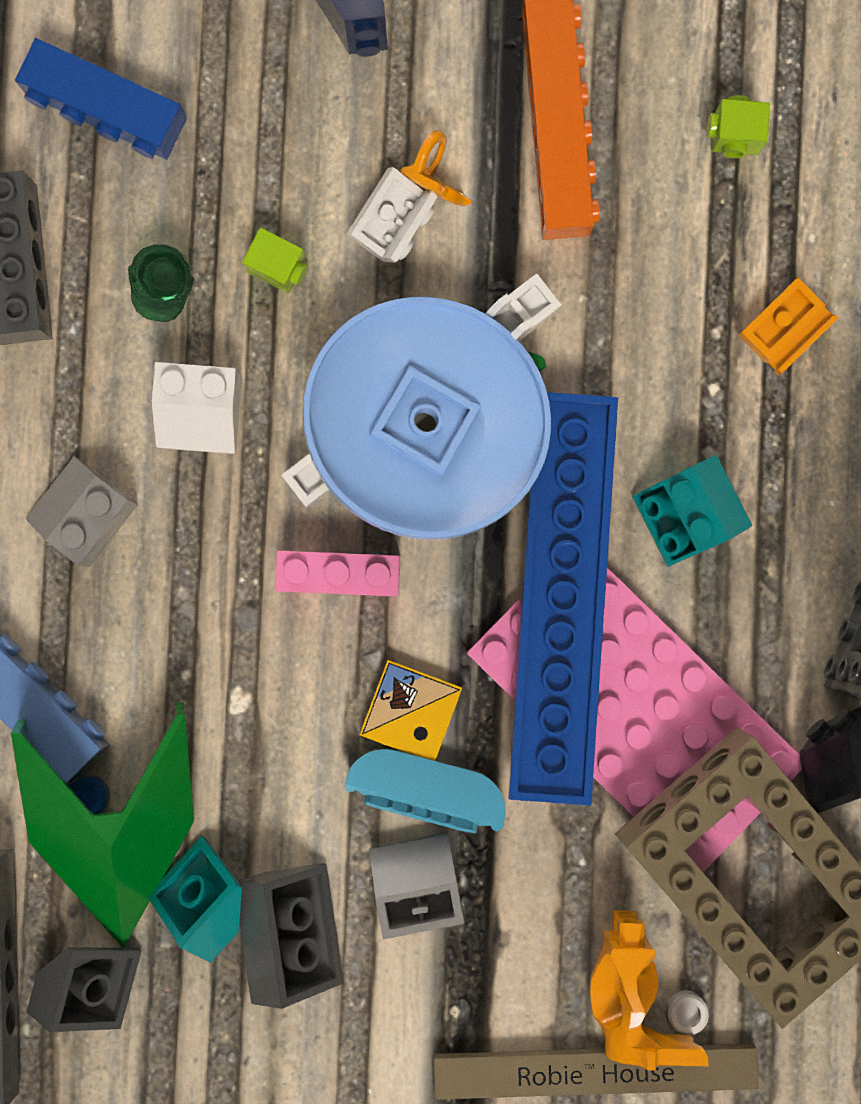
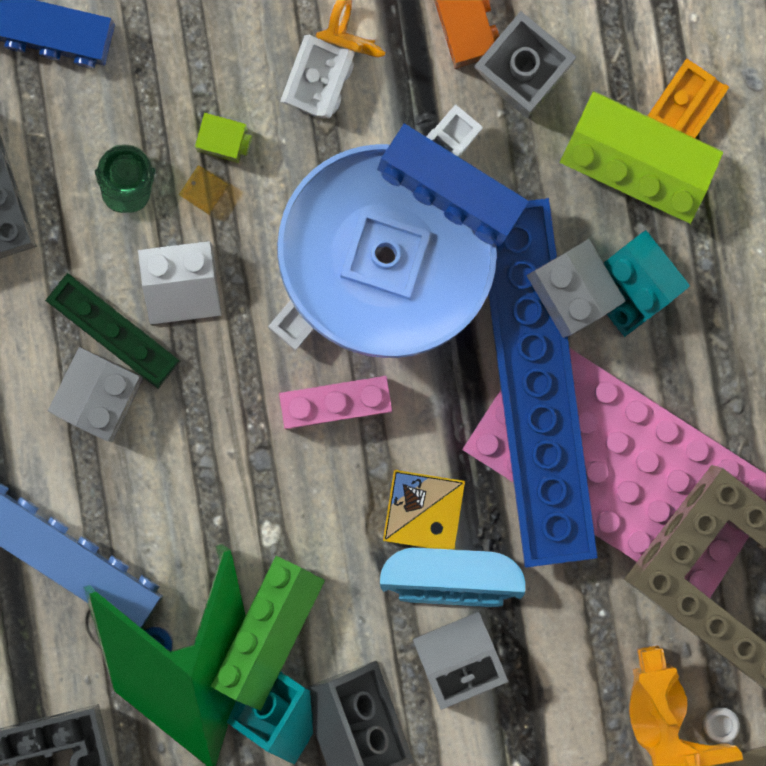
camera: 10 degrees left, 0 degrees up
(114, 446) = (112, 330): none -> dark green tile
(210, 813) = (267, 633): none -> bright green brick
(244, 314) = (203, 190): none -> clear yellow tile
(514, 359) = (451, 185): none -> blue brick
(621, 246) = (524, 64): none -> light grey slope
(628, 503) = (576, 288): none -> light grey slope
(728, 374) = (641, 157): none -> lime slope

